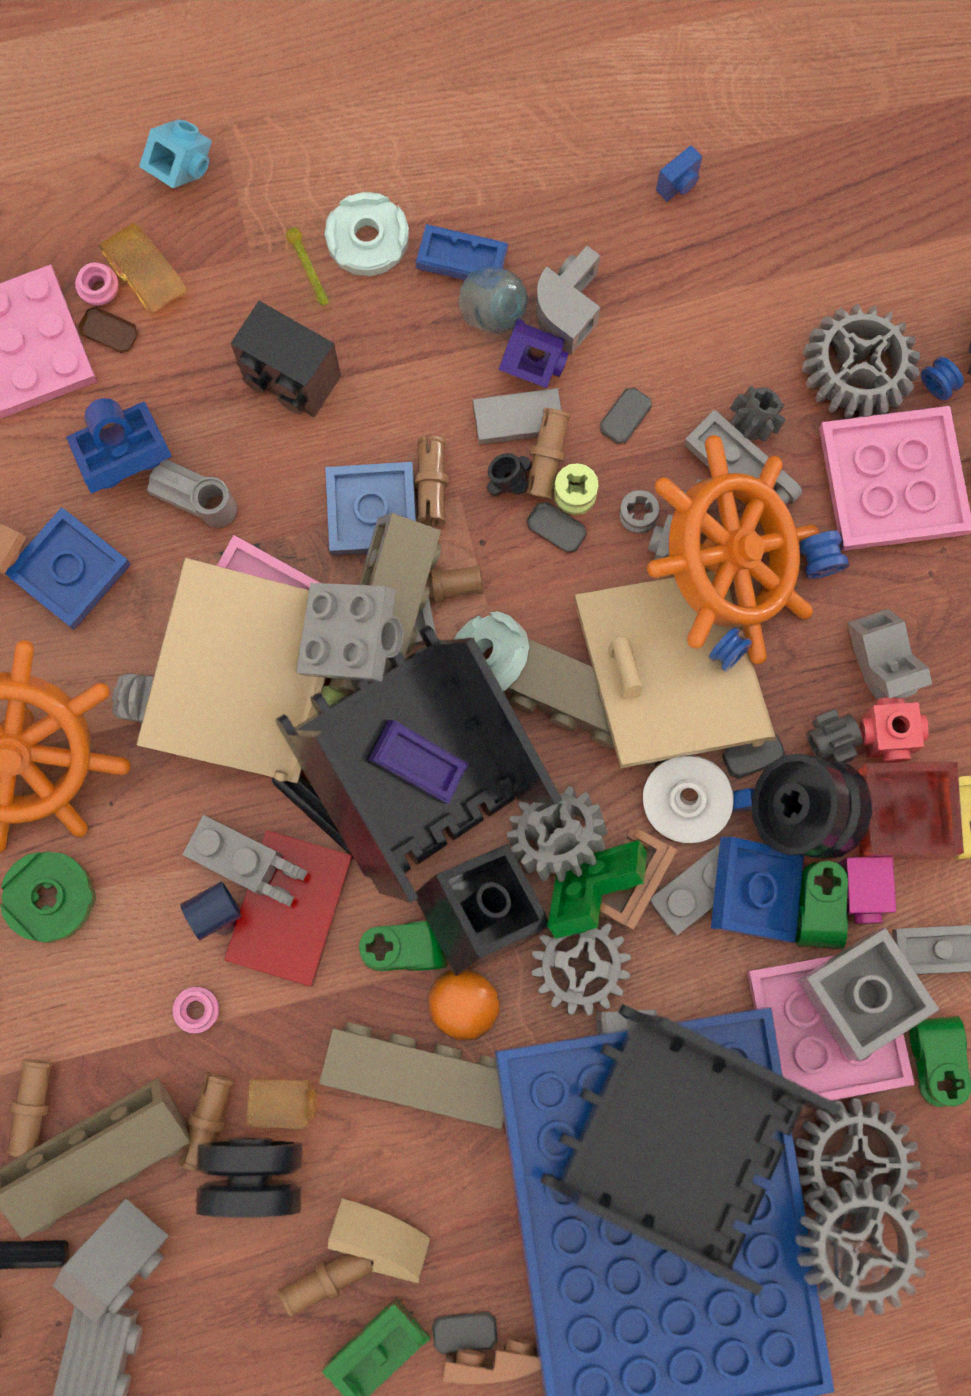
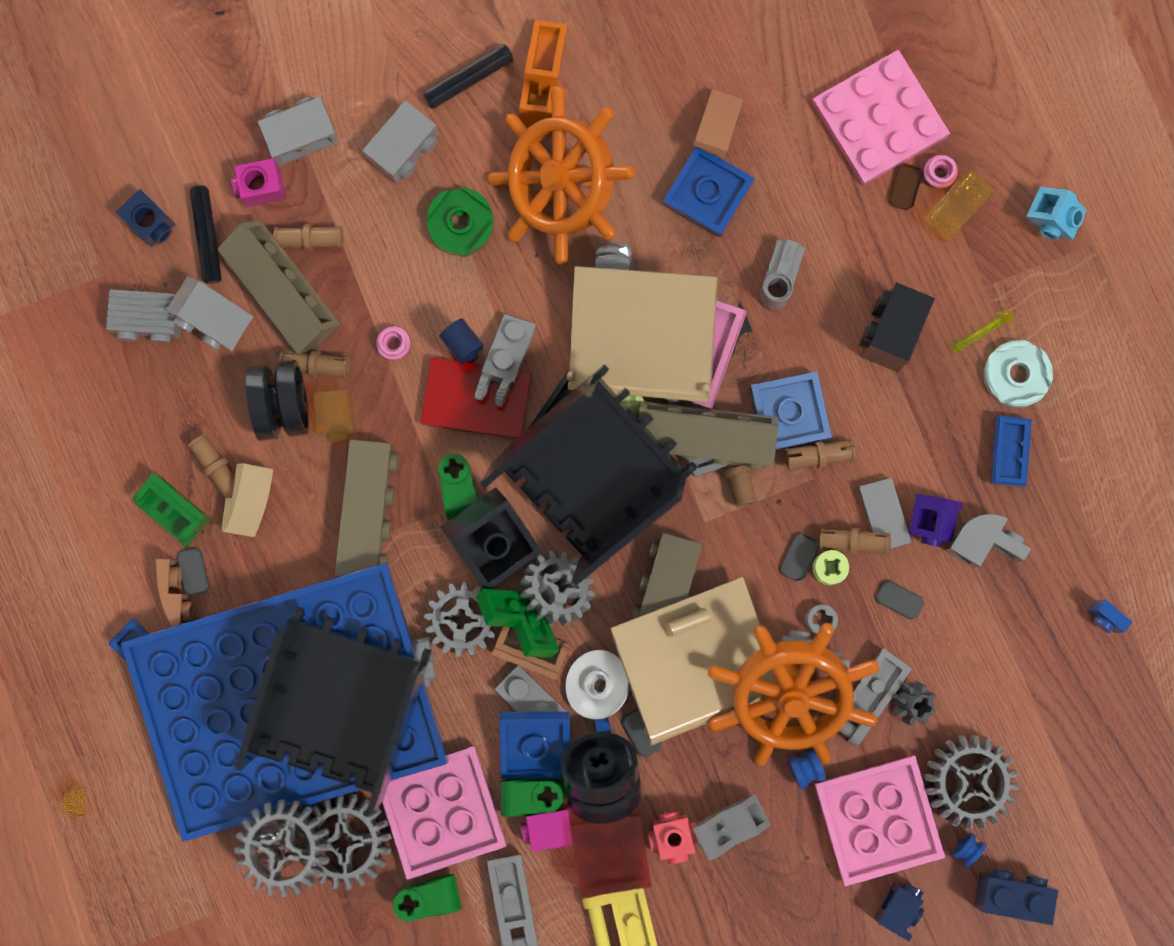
camera: 85 degrees right, 5 degrees up
(117, 451) = (810, 210): blue plate -> none
(349, 632) = (678, 408): light grey plate -> none
(418, 761) = (593, 475): dark purple tile -> none
(463, 1005) = (421, 537): orange hair -> none
(493, 299) = (976, 481): clear light blue hair -> none
(508, 474) = (838, 507): black plate -> none
(508, 643) = (690, 532): light aqua tile -> none
(730, 649) = (714, 701): blue bush -> none
(834, 737) = (661, 792): dark grey gear -> none
(868, 995) = (464, 834): light grey brick -> none

